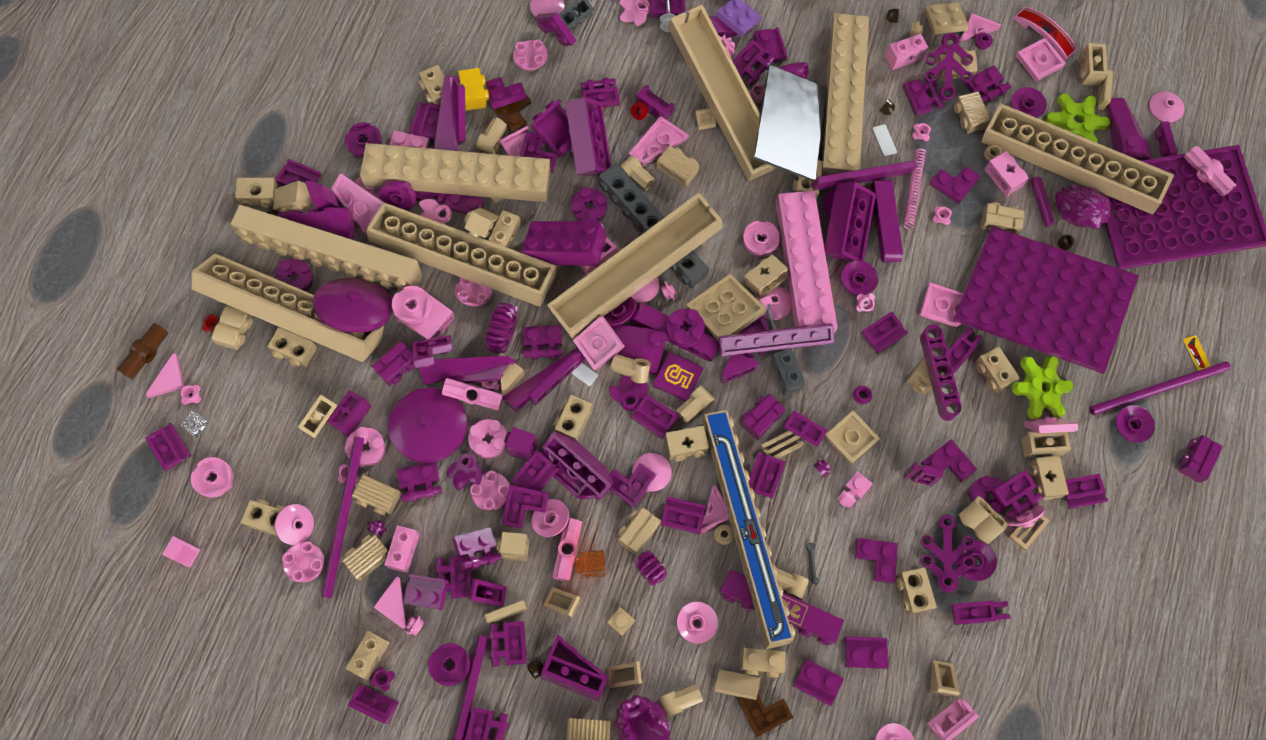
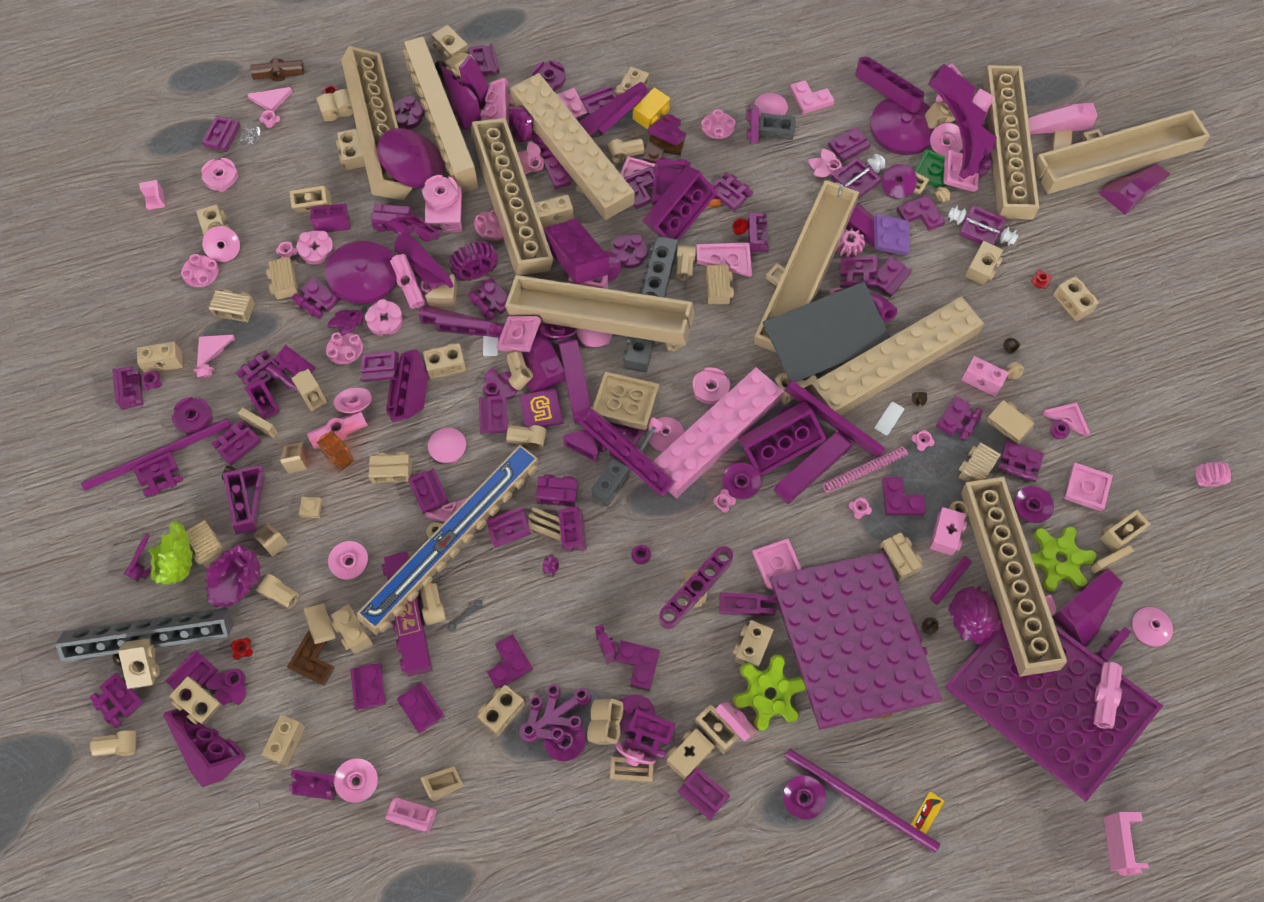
camera: 55 degrees right, 5 degrees down
(342, 518) = (249, 269): magenta piece -> none
(376, 527) = (259, 296): magenta plate -> none
(402, 549) = (254, 322): bright pink brick -> none
(425, 592) = (233, 360): magenta plate -> none
(480, 222) = (544, 186): tan brick -> none
(520, 444) = (391, 336): magenta brick -> none
(521, 499) = (349, 371): magenta plate -> none
(632, 489) = (420, 437): magenta plate -> none
(650, 568) = (364, 494): magenta gear -> none
(668, 291) = (605, 352): bright pink plate -> none
(685, 316) = (581, 390): magenta plate -> none
(695, 437) = (483, 443): tan brick -> none
(766, 276) = (678, 410): tan brick -> none
(851, 437) = (595, 570): tan plate -> none
(856, 487) = (558, 604): bright pink plate -> none
(884, 332) = (709, 532): magenta plate -> none
(946, 18) = (1050, 386): tan plate -> none
(949, 64) = (1000, 411): magenta plant -> none
(978, 612) = (522, 774): magenta hinge -> none
(1047, 28) = (1123, 476): slope -> none
(1200, 458) = (820, 878): magenta brick -> none

